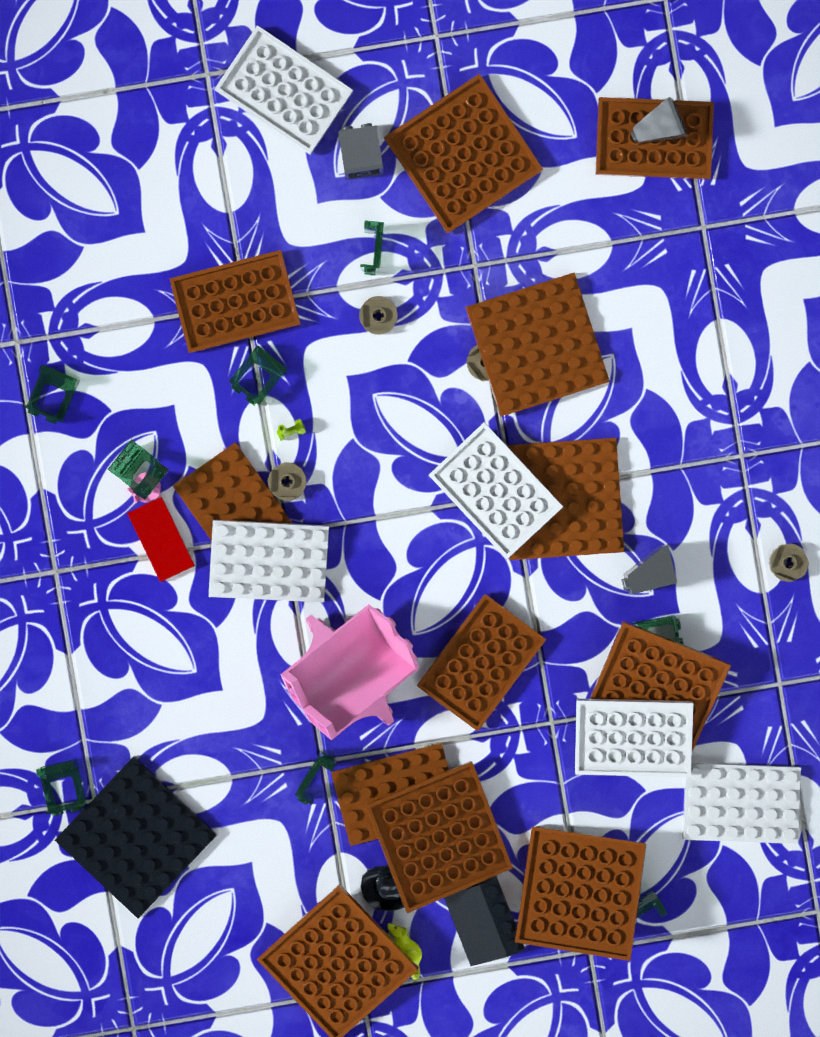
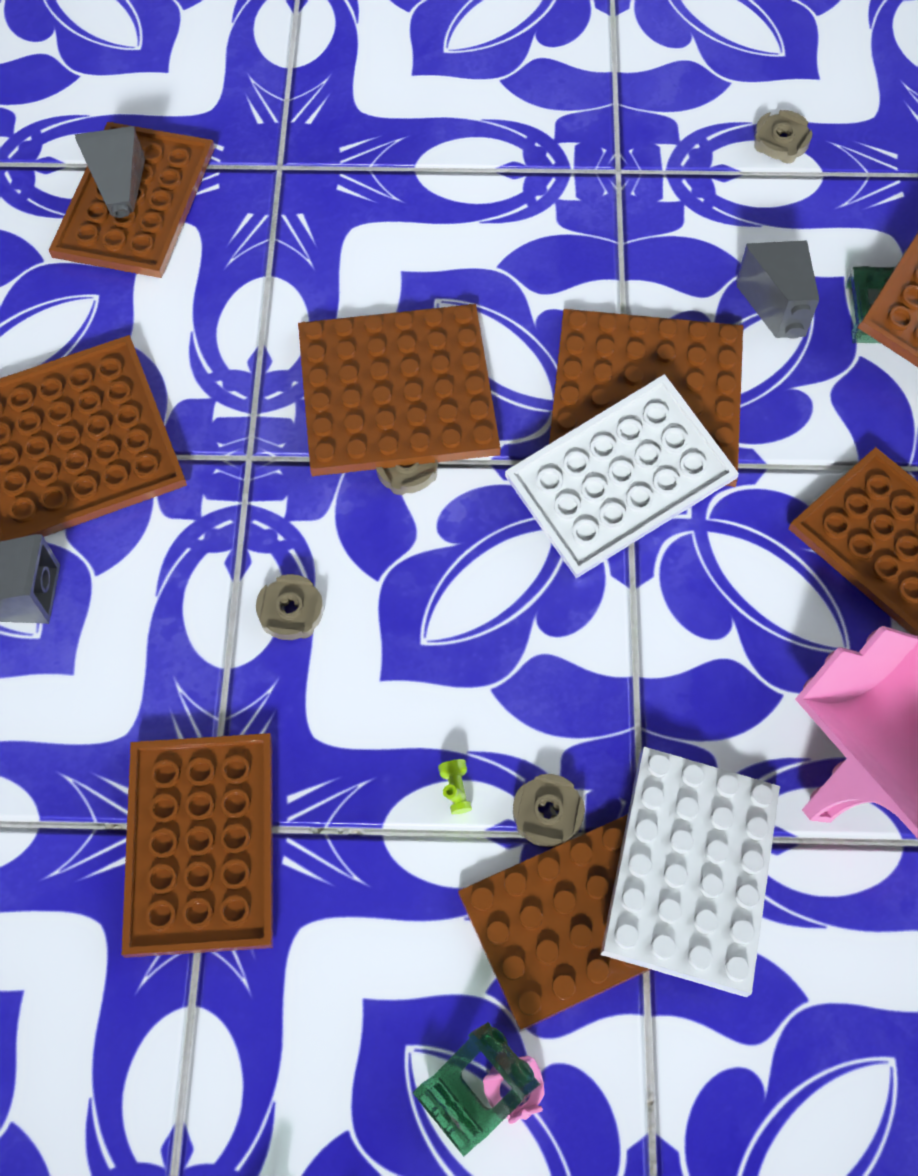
camera: 85 degrees left, 25 degrees down
(161, 539) = (622, 1076): red tile -> none
(266, 362) = (327, 797): window -> none
(377, 228) = (146, 574): clear green window -> none

